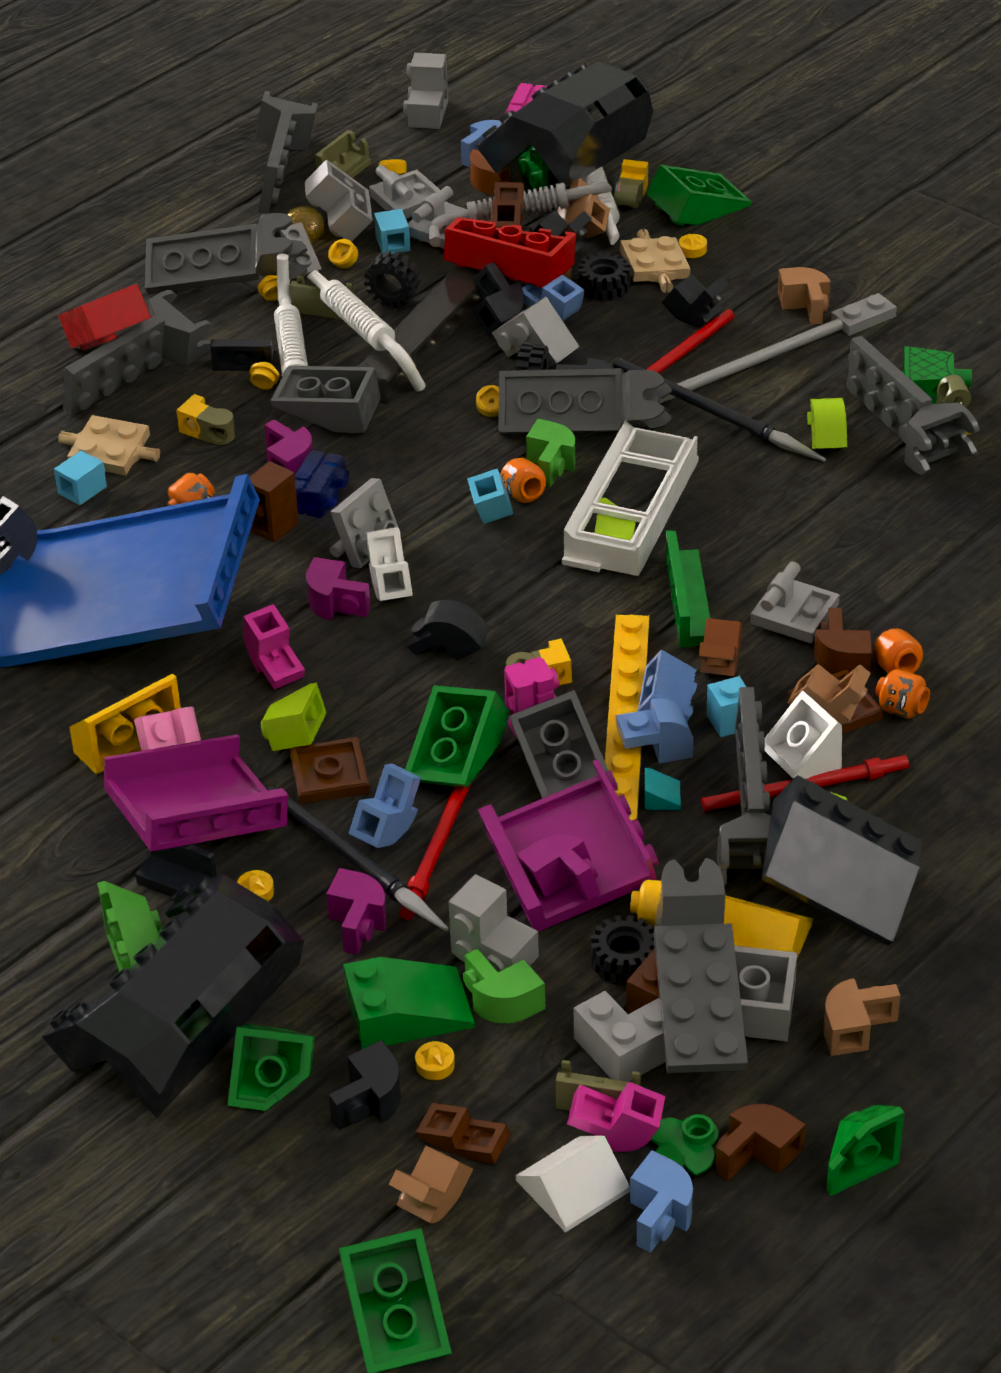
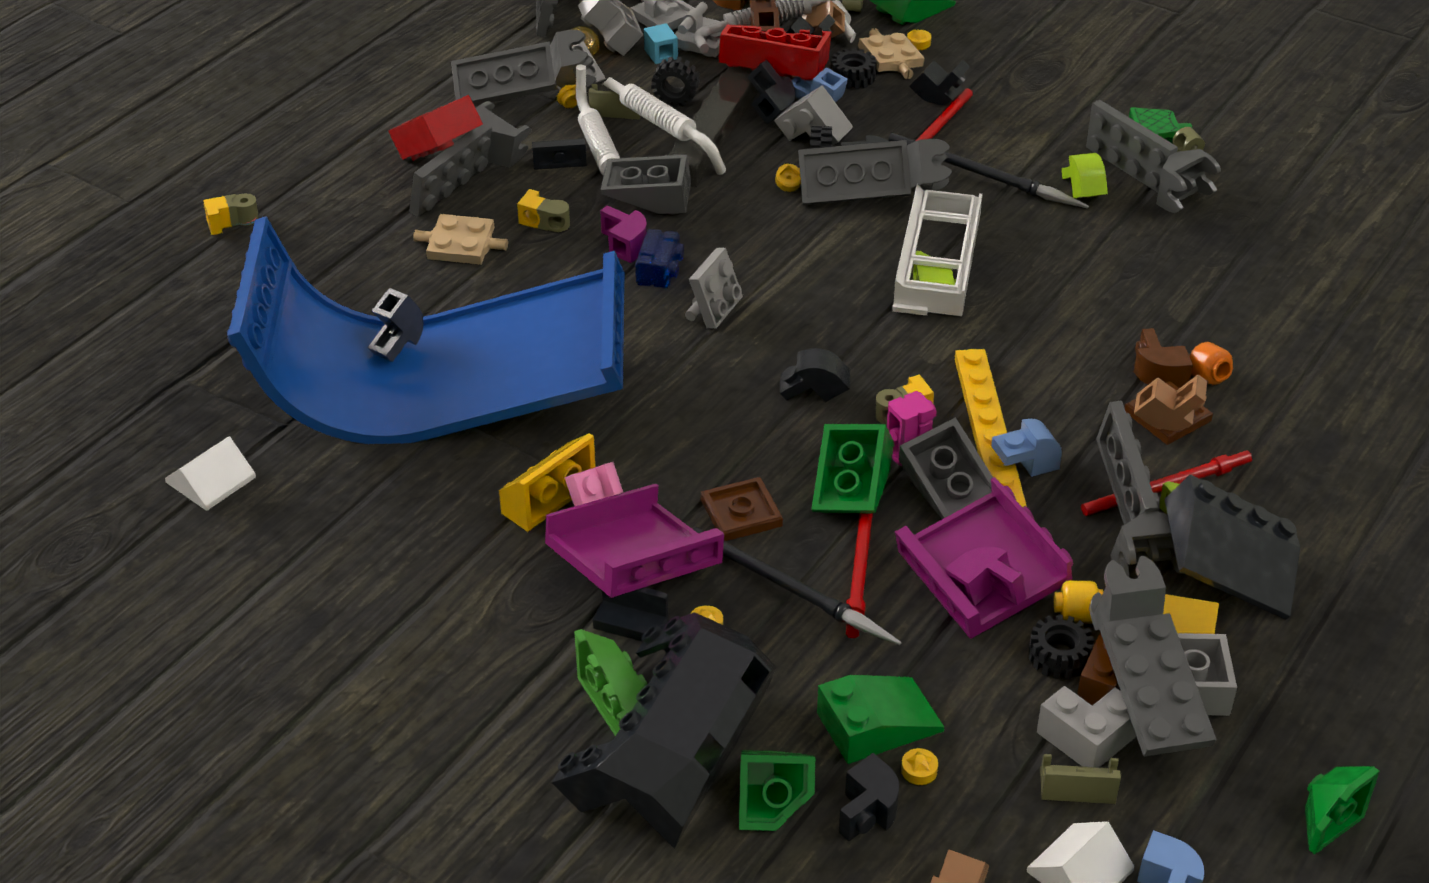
camera: 10 degrees left, 0 degrees up
(80, 477) = (444, 268): medium azure brick -> none
(190, 488) = (548, 271): orange head -> none
(263, 375) = (583, 169): yellow plate -> none
(268, 646) = (658, 403): dark pink brick -> none
(277, 503) = (634, 263): reddish brown brick -> none
(294, 719) = (700, 466): lime slope -> none
(332, 592) = (699, 352): magenta brick -> none
(343, 253) = (622, 64): yellow tile -> none
(359, 904) = (808, 626): magenta brick -> none
(387, 564) = (743, 327): white brick -> none
(390, 813) = (812, 540): medium blue brick -> none
(457, 1133) = (973, 836): reddish brown slope -> none
(482, 923) = (937, 646): light grey brick -> none
(490, 496) = (817, 257): medium azure brick -> none
(505, 994) = (966, 698): bright green brick -> none
(523, 480) = (838, 242): orange head -> none
(552, 448) = (856, 212): bright green brick -> none
(624, 1121) = (1121, 801): dark pink brick -> none
(661, 791) = (1043, 501): teal slope -> none
(670, 680) = (1022, 401): medium blue brick -> none
(687, 592) = (1010, 328): green fence -> none
(688, 1142) = (1174, 817): green plate -> none
(720, 647) = (1058, 370): dark orange brick -> none
(722, 704) = (1081, 421): medium azure brick -> none
(759, 1133) = (1242, 804): reddish brown brick -> none
(793, 606) = (1107, 331): light grey plate -> none
(804, 289) = (1027, 67): medium nougat brick -> none
(805, 739) = (1165, 442): white slope -> none
(849, 319) = (1070, 90): light grey bar -> none
(852, 1013) = (1283, 686): medium nougat brick -> none
(903, 694) = (1228, 397): orange head -> none

